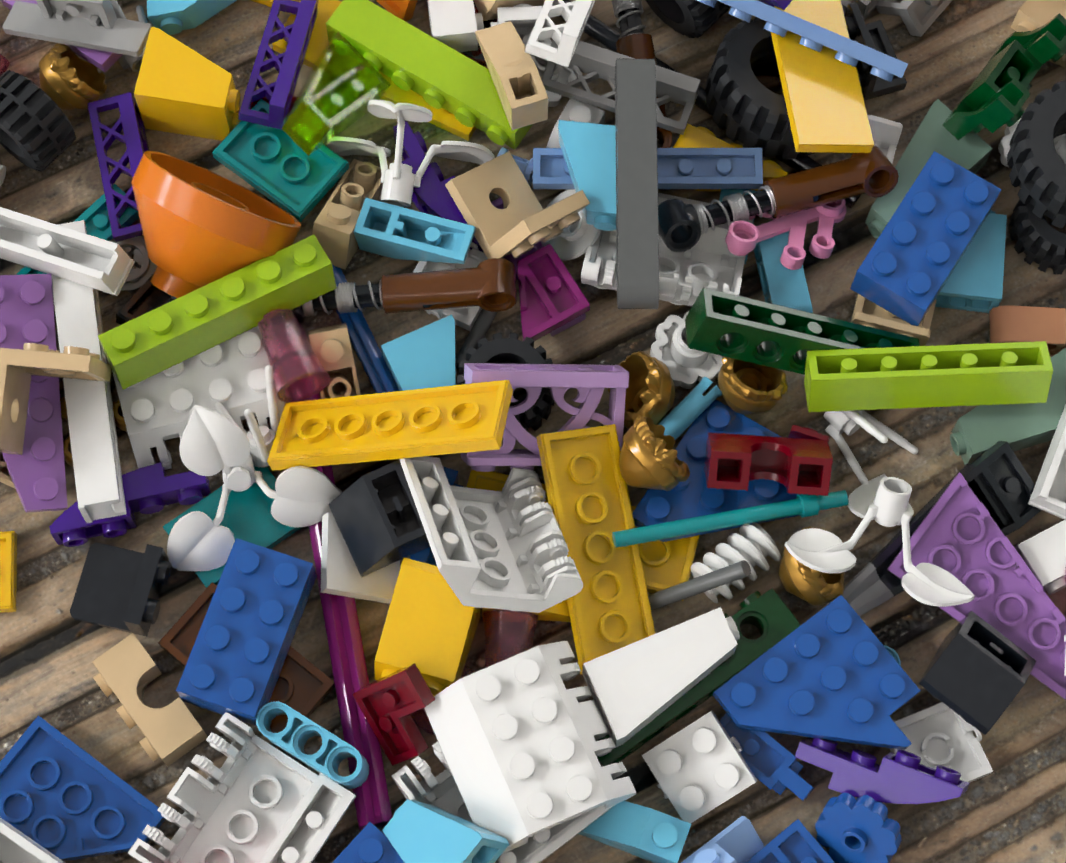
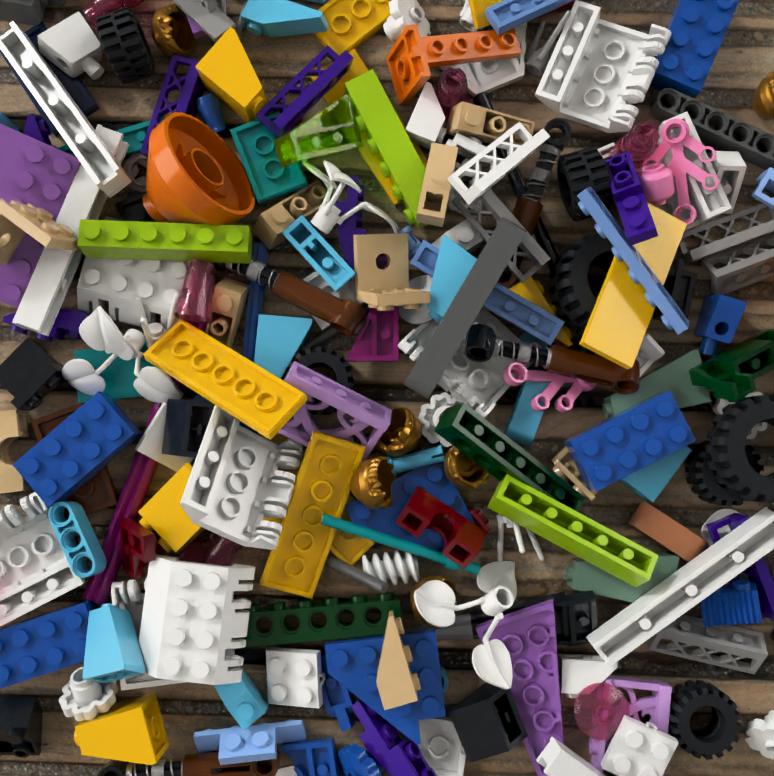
camera: 30 degrees right, 15 degrees up
(172, 143) = (211, 112): none -> blue cone
(654, 672) = (295, 615): white slope -> none
(821, 660) = (394, 678): none -> tan slope
(940, 56) = (721, 313): none -> blue torso

